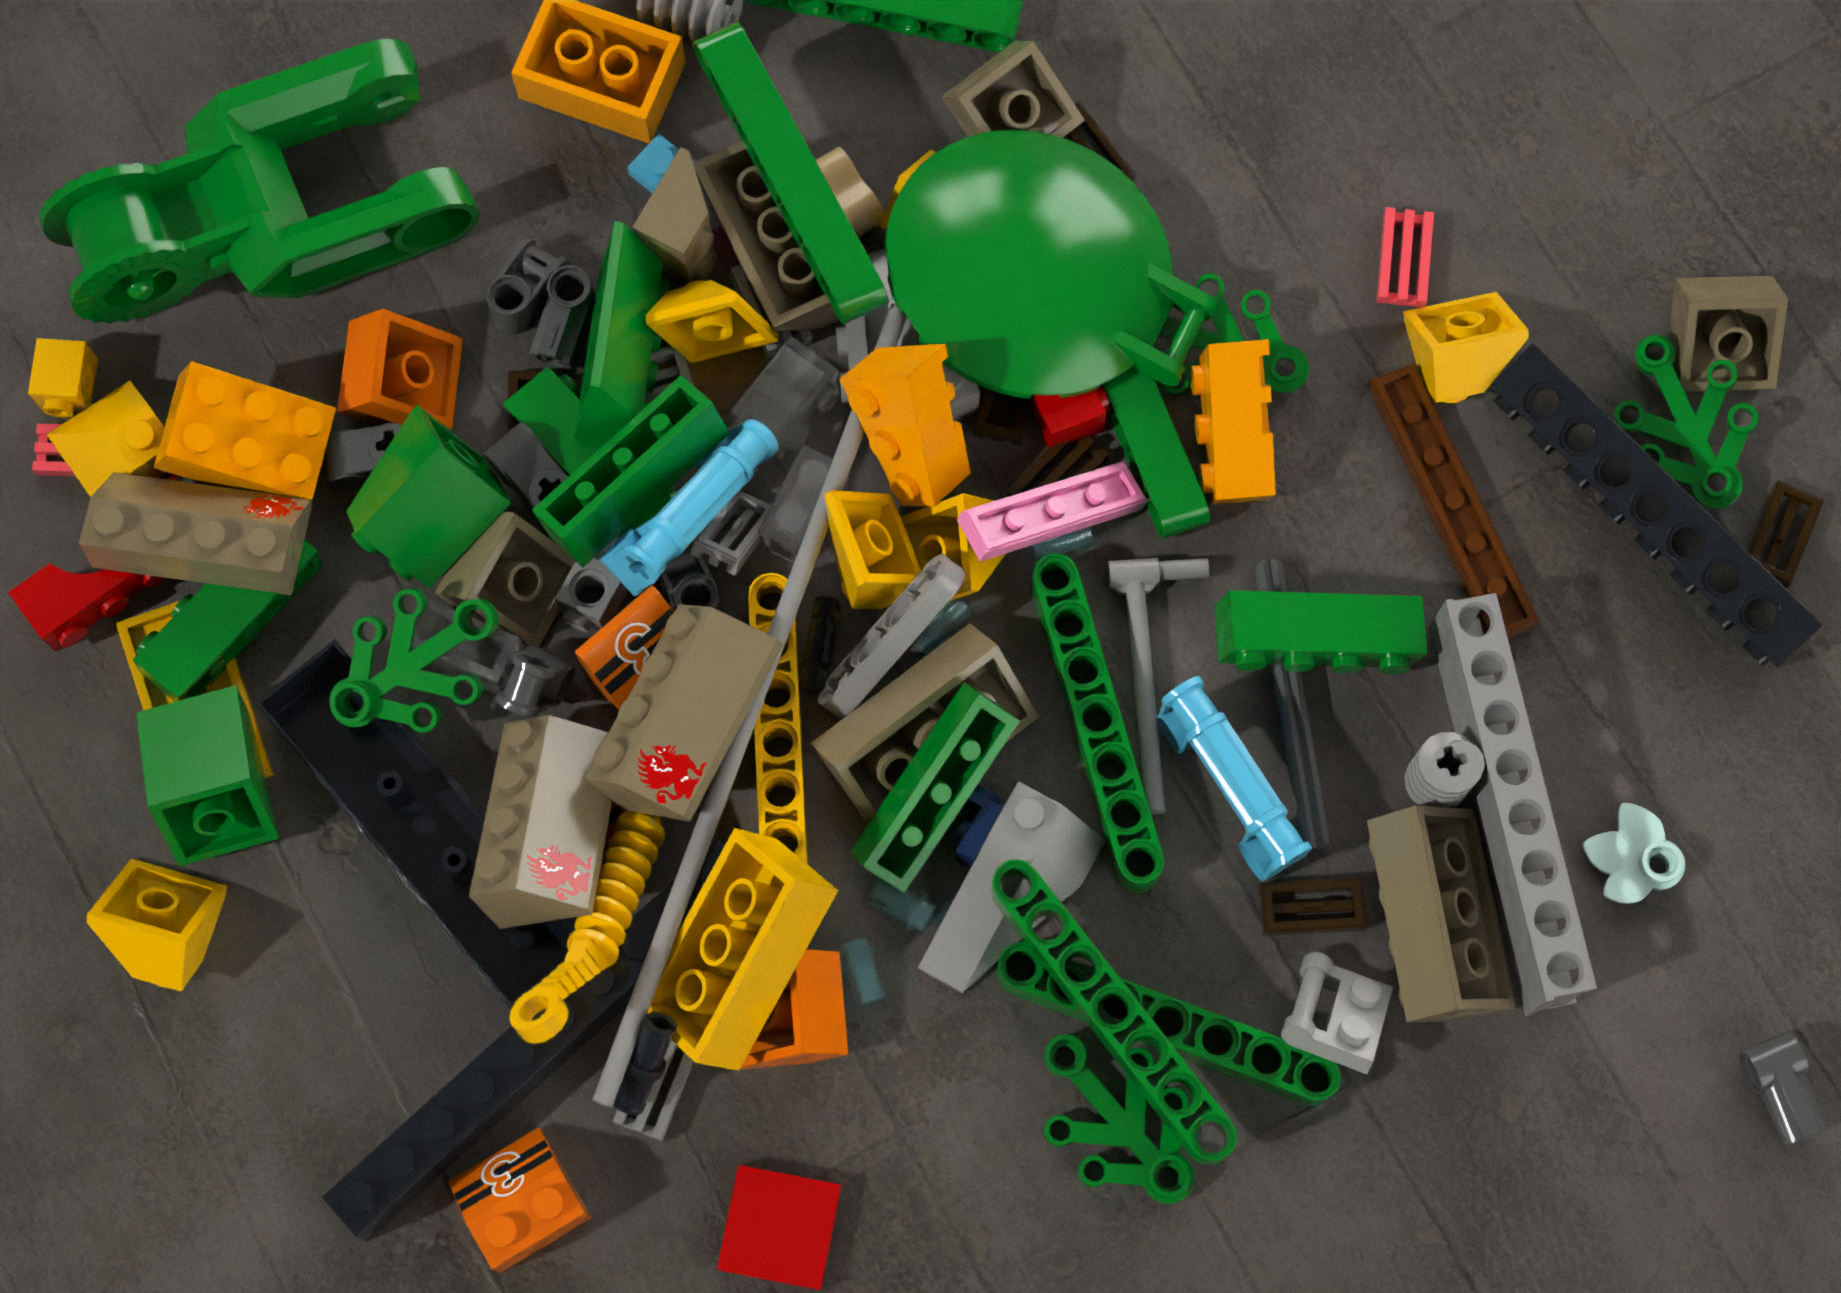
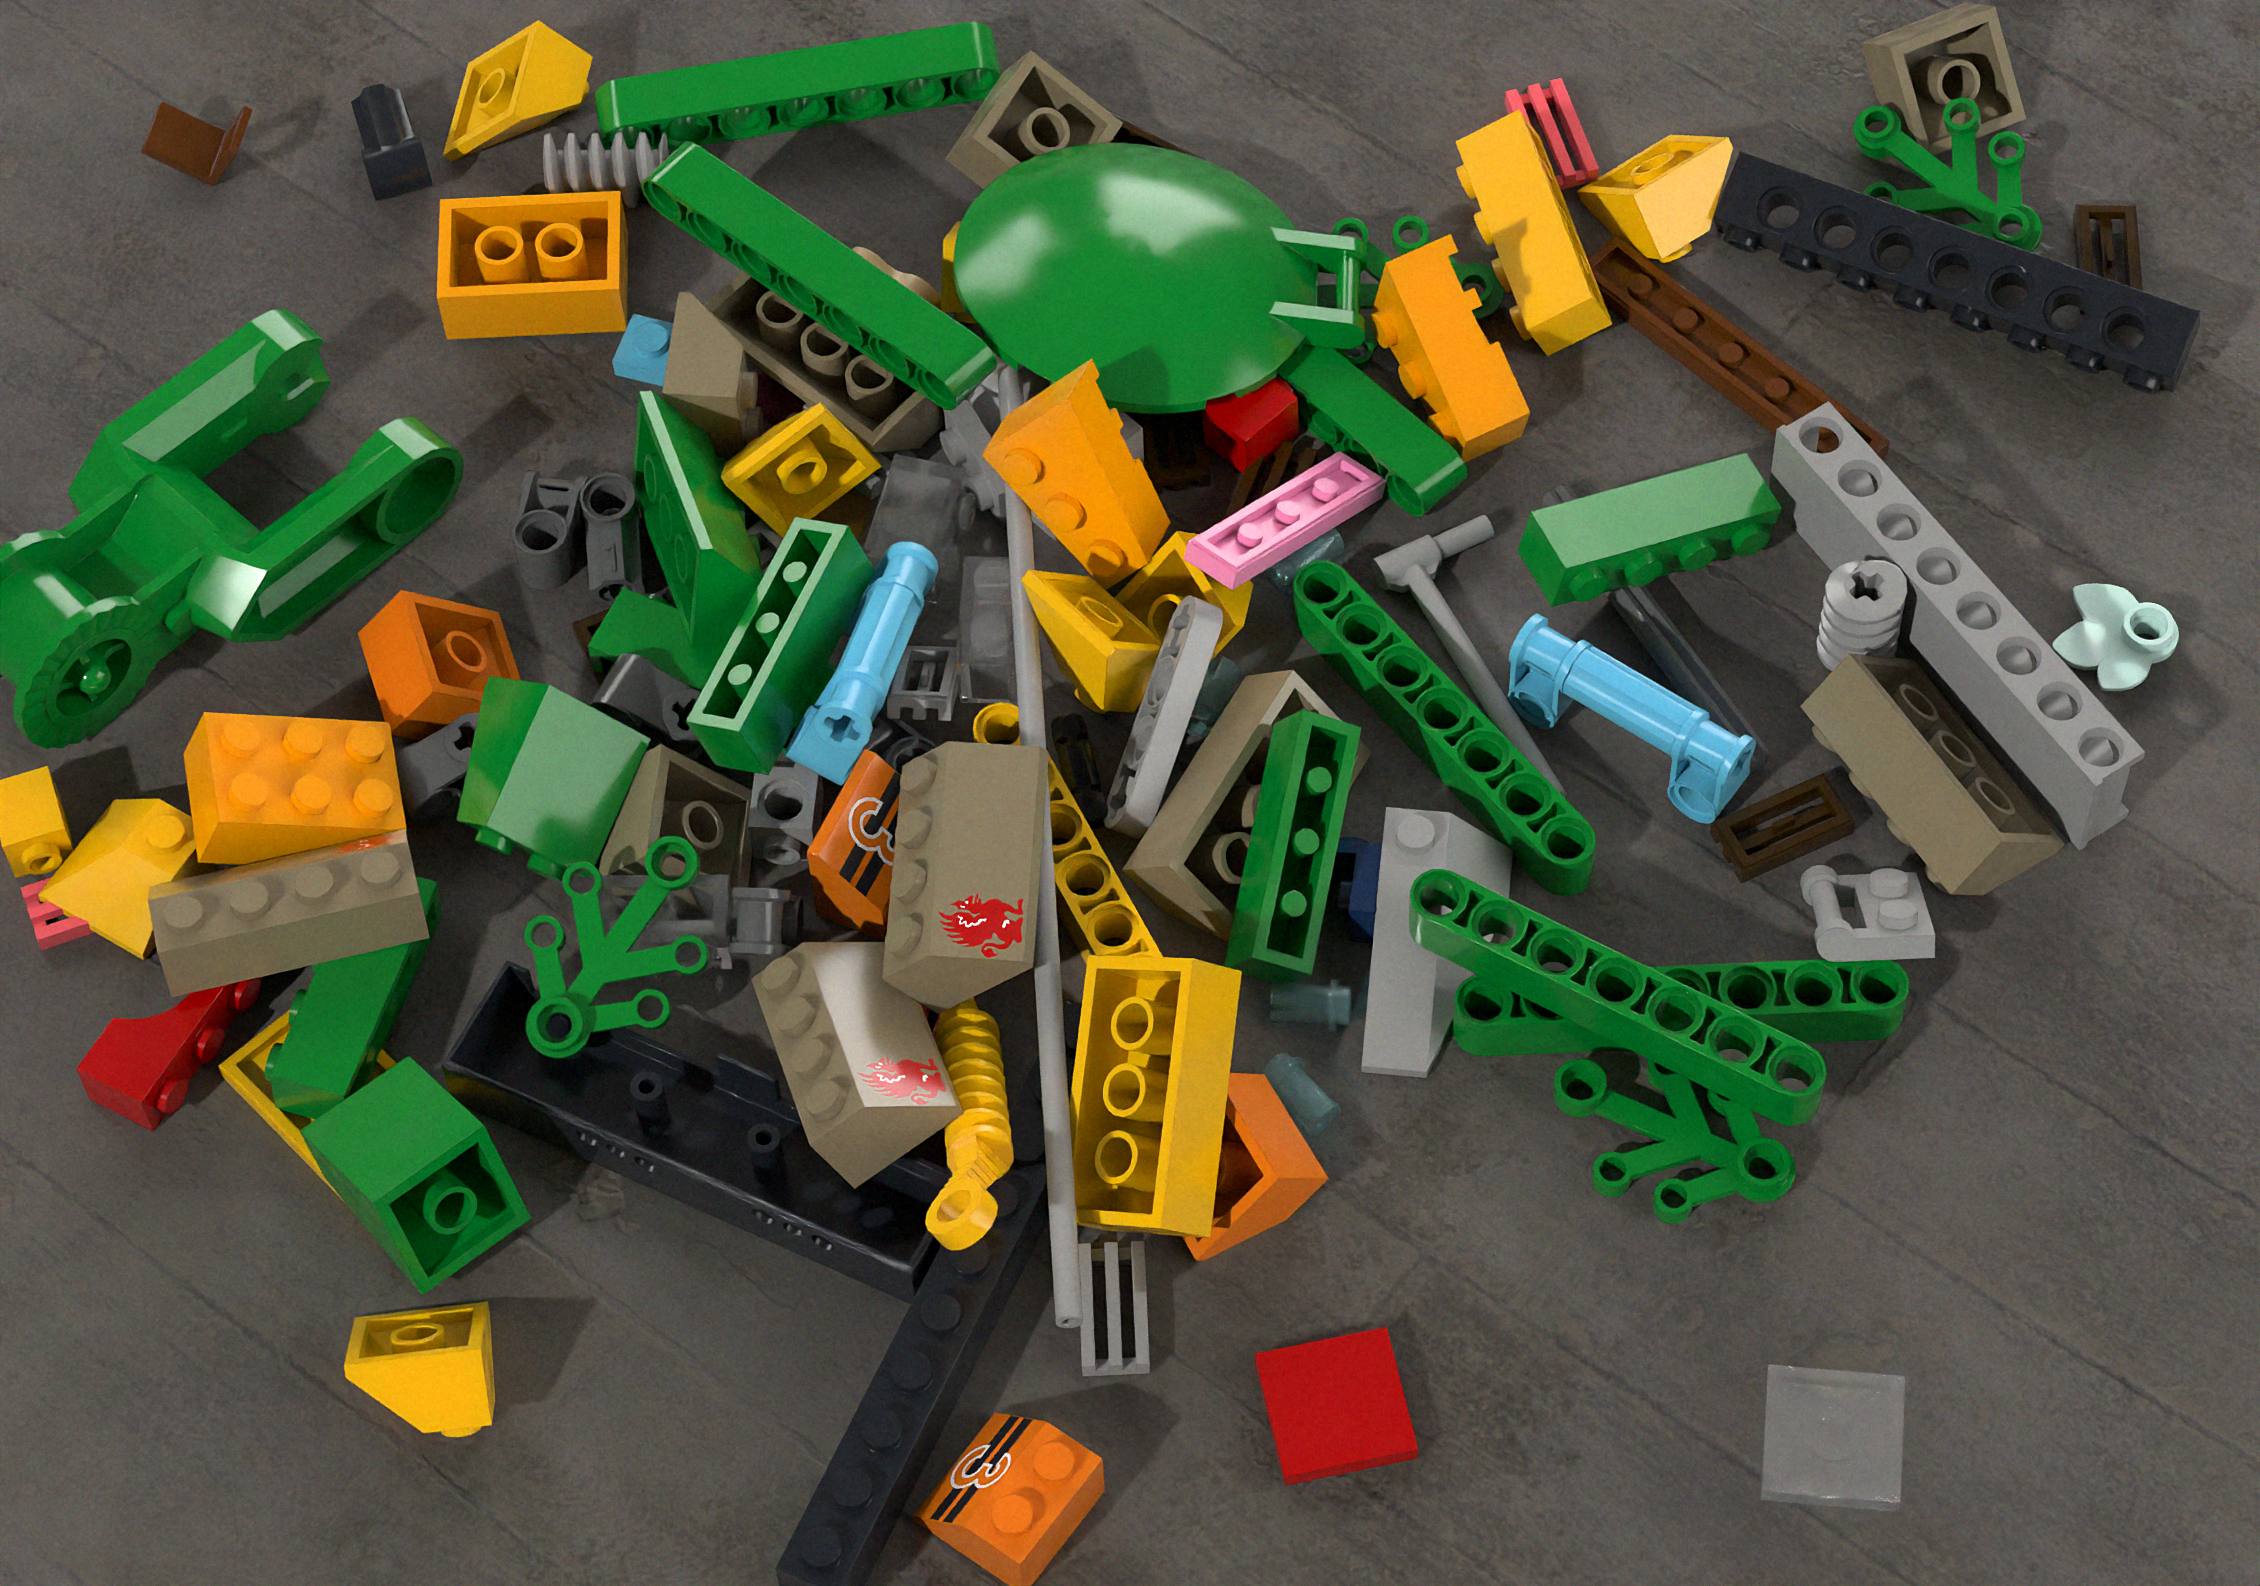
camera: 20 degrees left, 15 degrees down
(646, 1063) = (1098, 1266): black pin -> none
(1348, 340) = (1532, 234): none -> yellow brick

